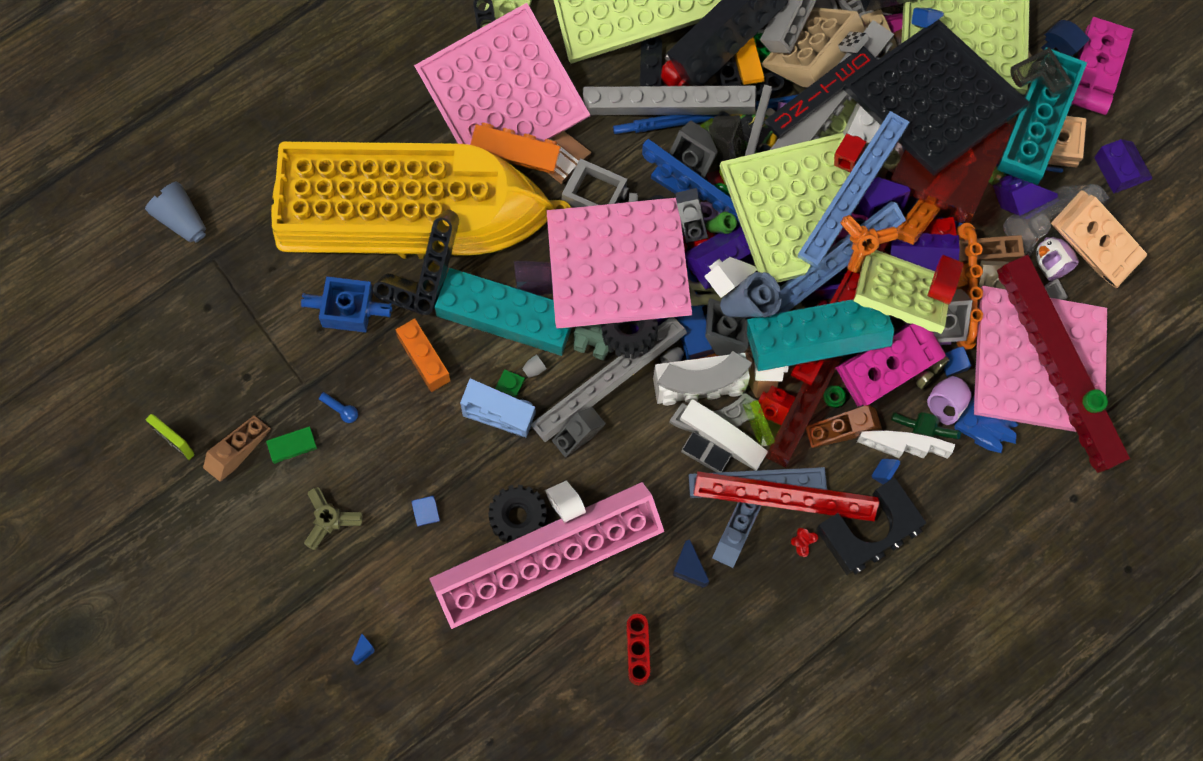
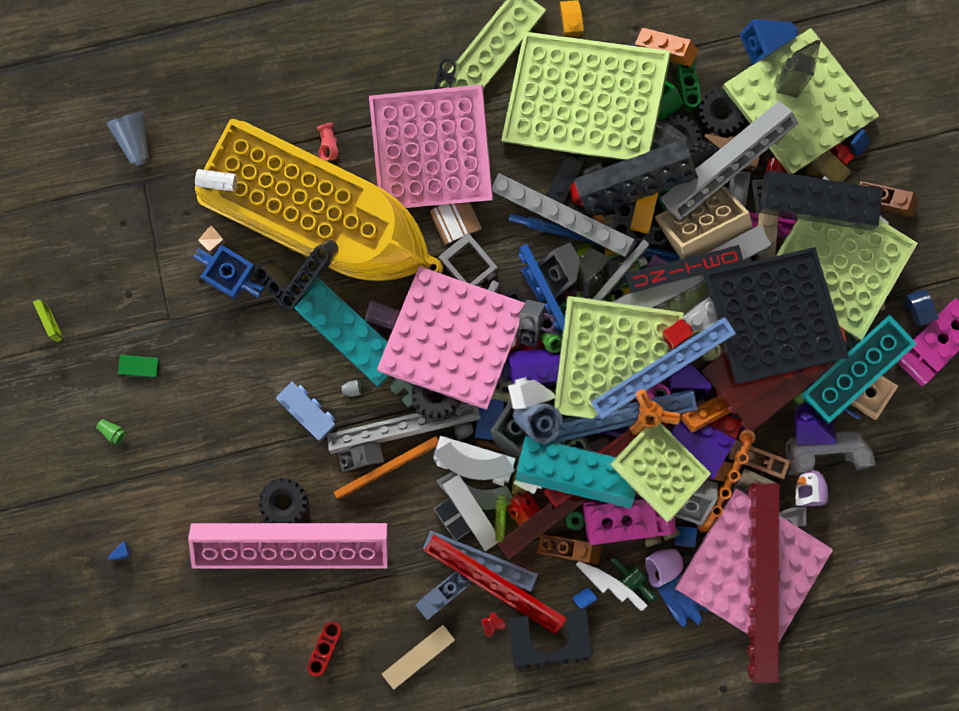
camera: 30 degrees right, 10 degrees up
(234, 448) = (95, 349): medium nougat slope -> none
(292, 207) = (216, 180): none -> white axle
(293, 525) = (111, 431): none -> bright green cone
(312, 281) = (211, 240): none -> light nougat slope
(323, 509) = (132, 443): olive bush -> none
(347, 413) = (192, 360): blue bar -> none
(387, 130) = (328, 140): none -> coral connector
(423, 355) = (269, 340): orange brick -> none
(425, 511) = (215, 466): slope -> none
(510, 383) = (326, 394): green plate -> none
(517, 149) = (417, 202): orange brick -> none
(565, 501) = (321, 511): white beam -> none
(611, 430) = (386, 468): none -> orange tile
(689, 567) = (394, 603): dark blue slope -> none
(742, 613) = (418, 657): none -> tan tile
(853, 42) = (732, 238): light grey tile -> none
(925, 16) = (806, 240): blue slope -> none
(945, 279) = (699, 476): red beam -> none
(1043, 66) = (876, 333): clear smoke brick -> none
(1095, 401) = (772, 625): green tile -> none
(1099, 238) = (850, 494): light nougat hinge -> none
(1122, 165) = (914, 436): dark purple slope -> none

